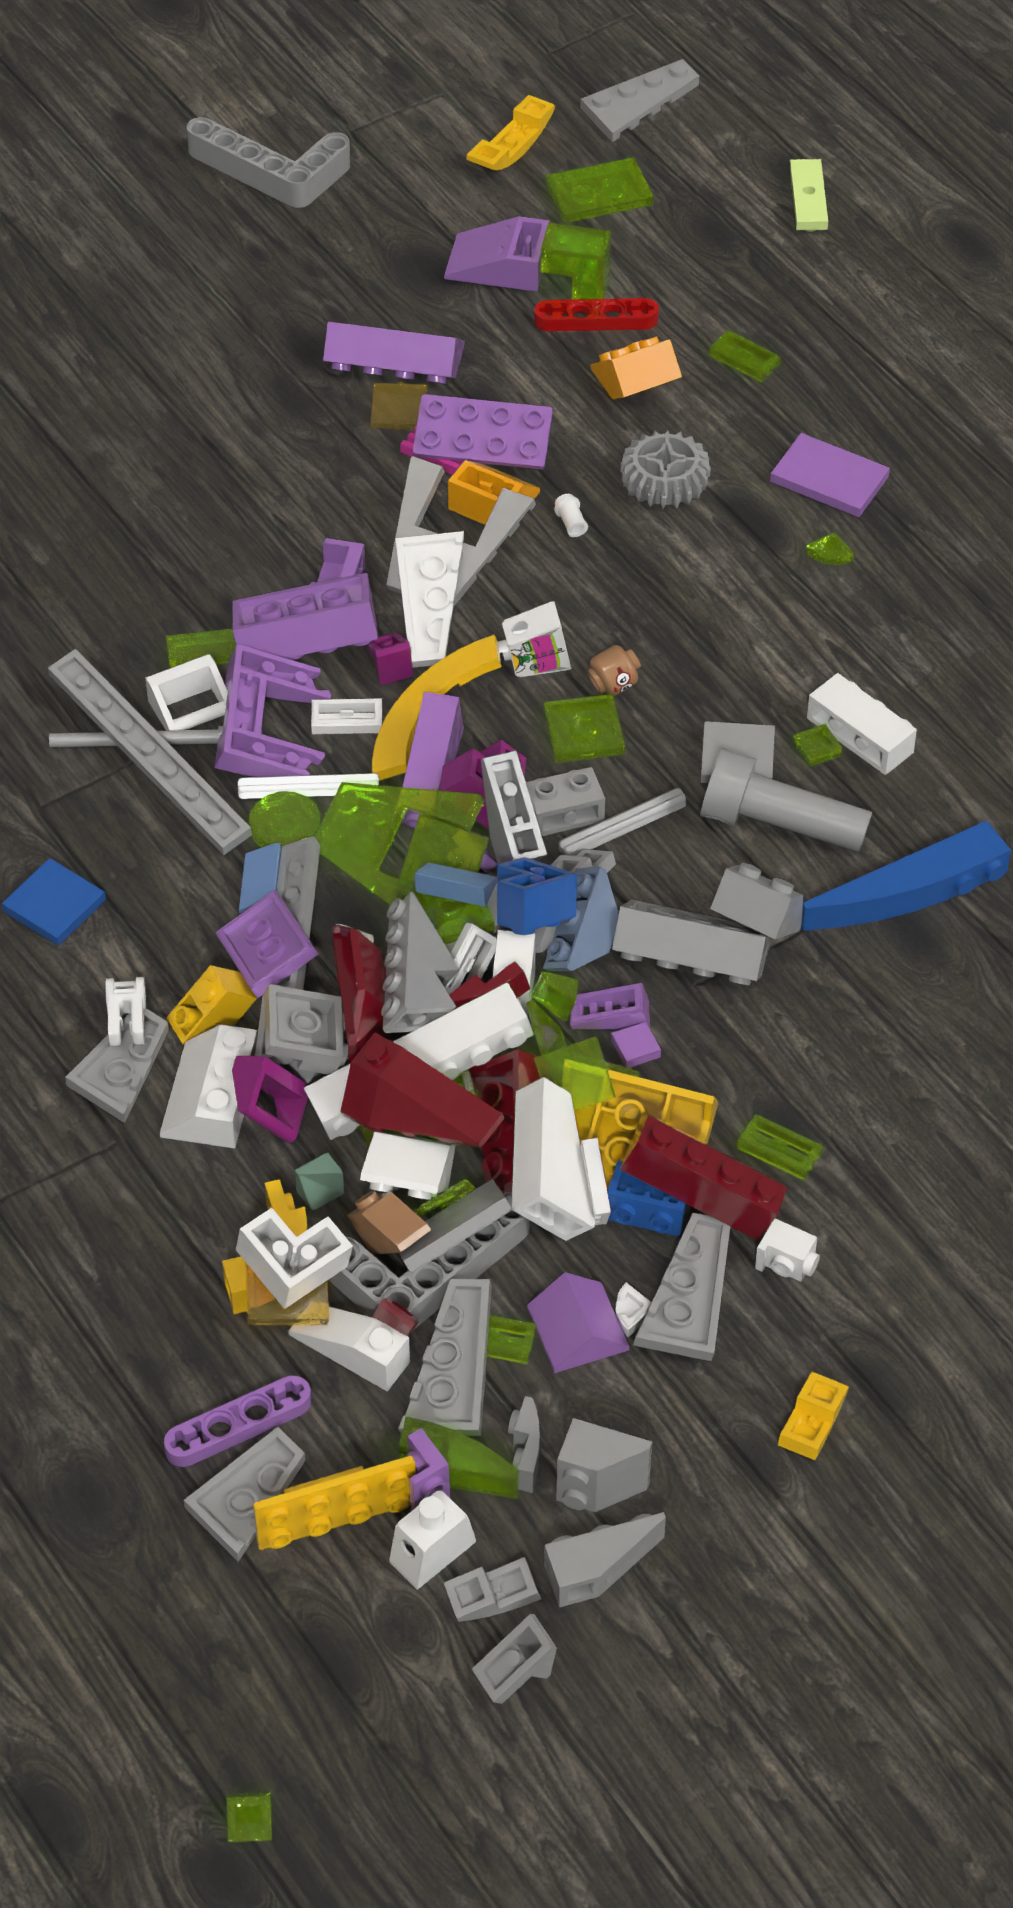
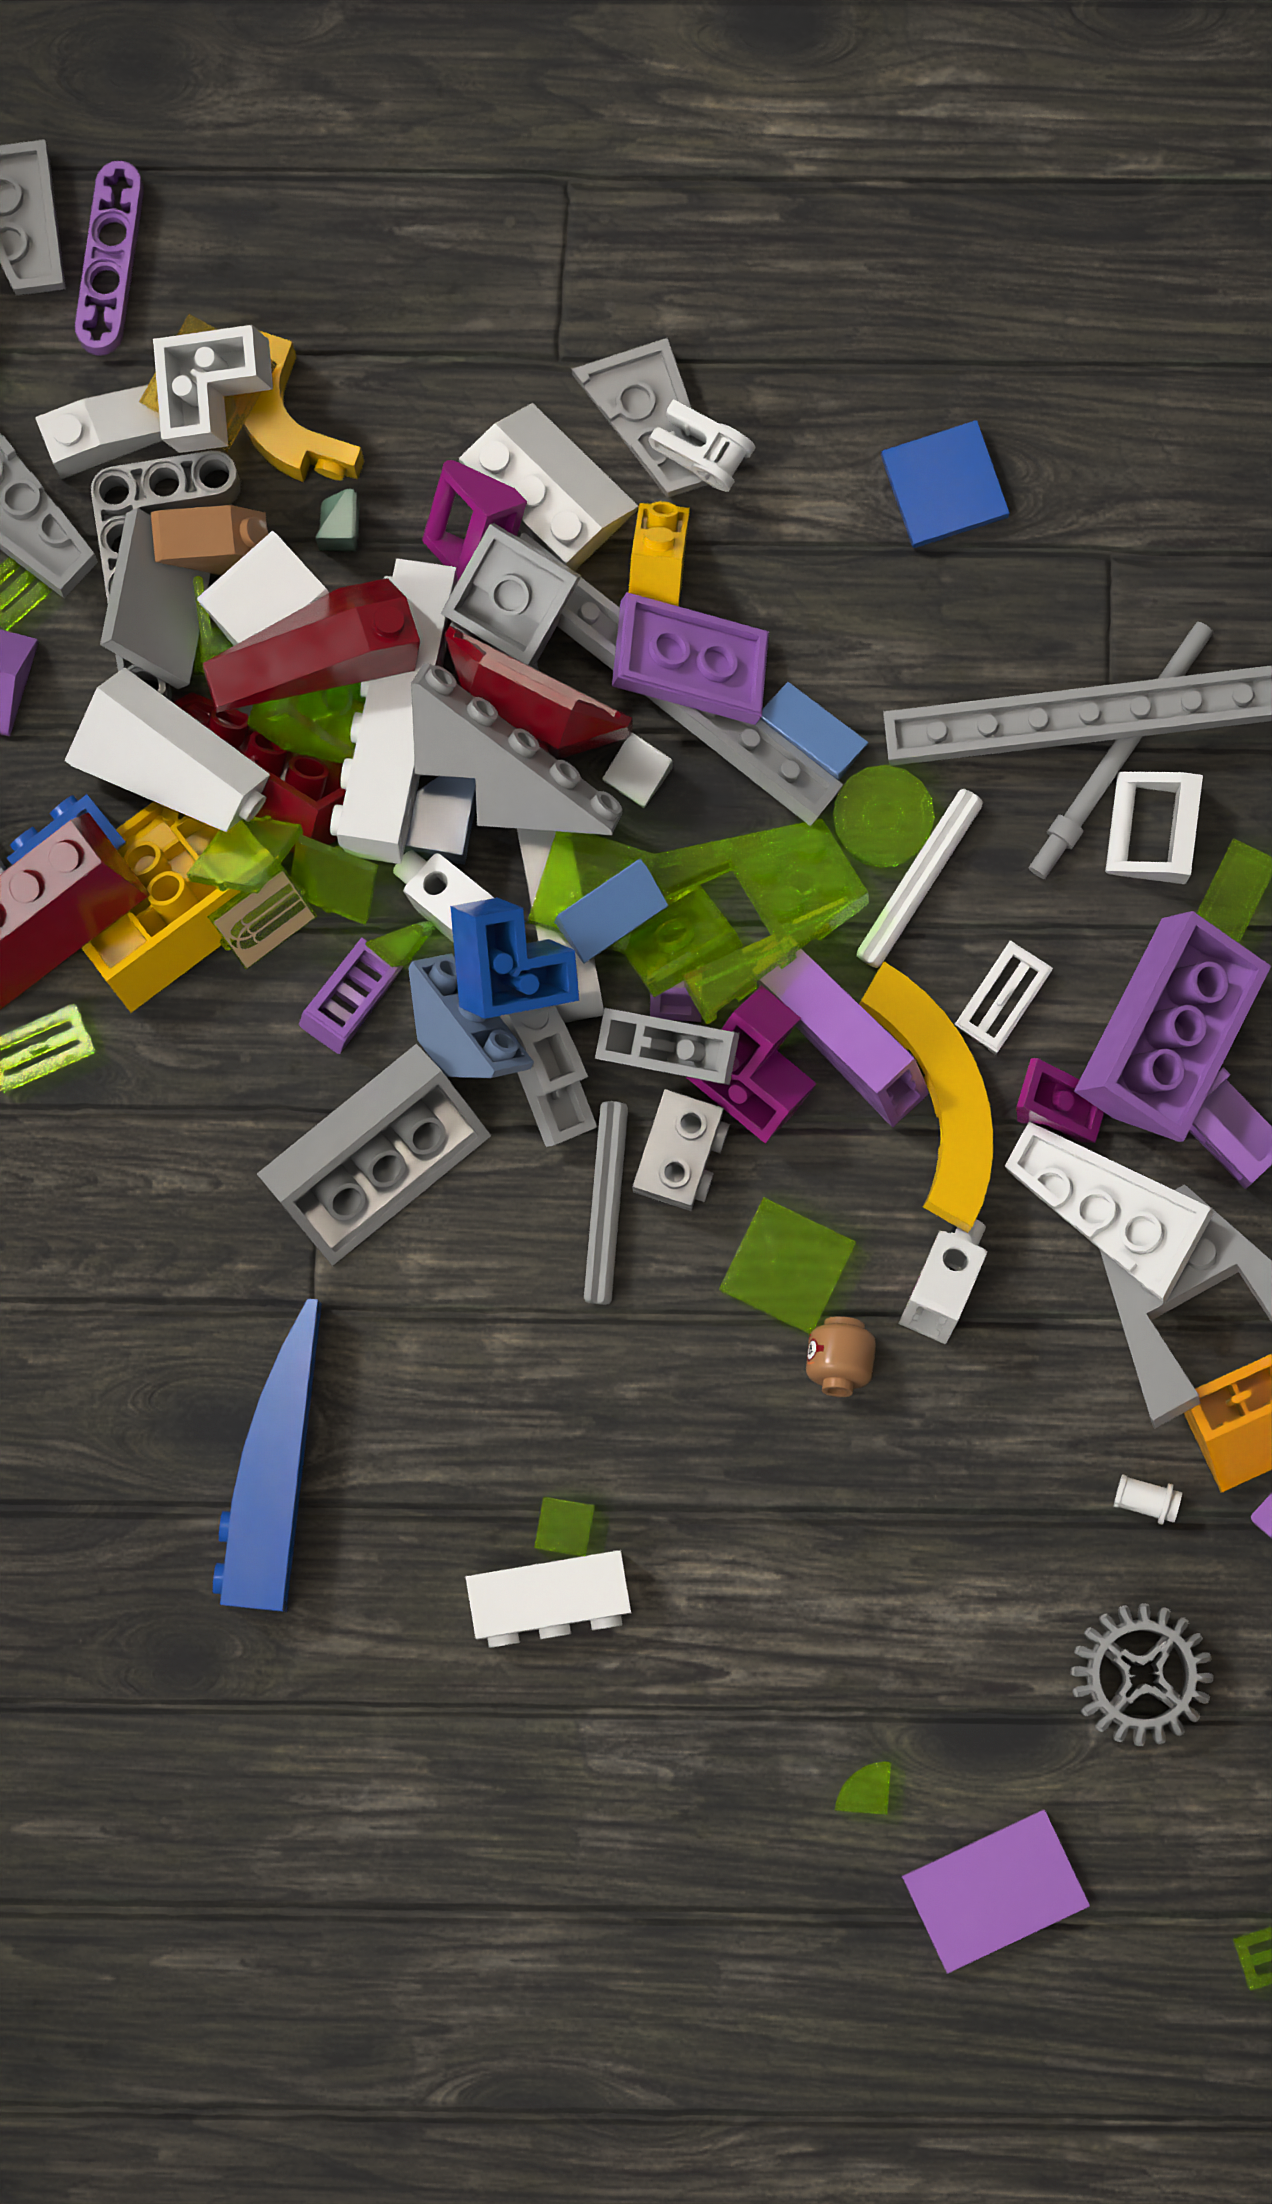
camera: 130 degrees right, 30 degrees up
(249, 680) = (1026, 827): medium lavender wedge -> none
(396, 1316) = (83, 463): dark red slope -> none
(465, 951) = (508, 866): white tile -> none
(476, 987) = (420, 824): dark red slope -> none
(595, 1180) = (118, 798): white tile -> none
(636, 1045) = (282, 989): medium lavender tile -> none
(738, 790) = (534, 1351): light grey piece -> none
(743, 739) = (616, 1418): light grey tile -> none
(759, 902) = (344, 1240): light grey slope -> none

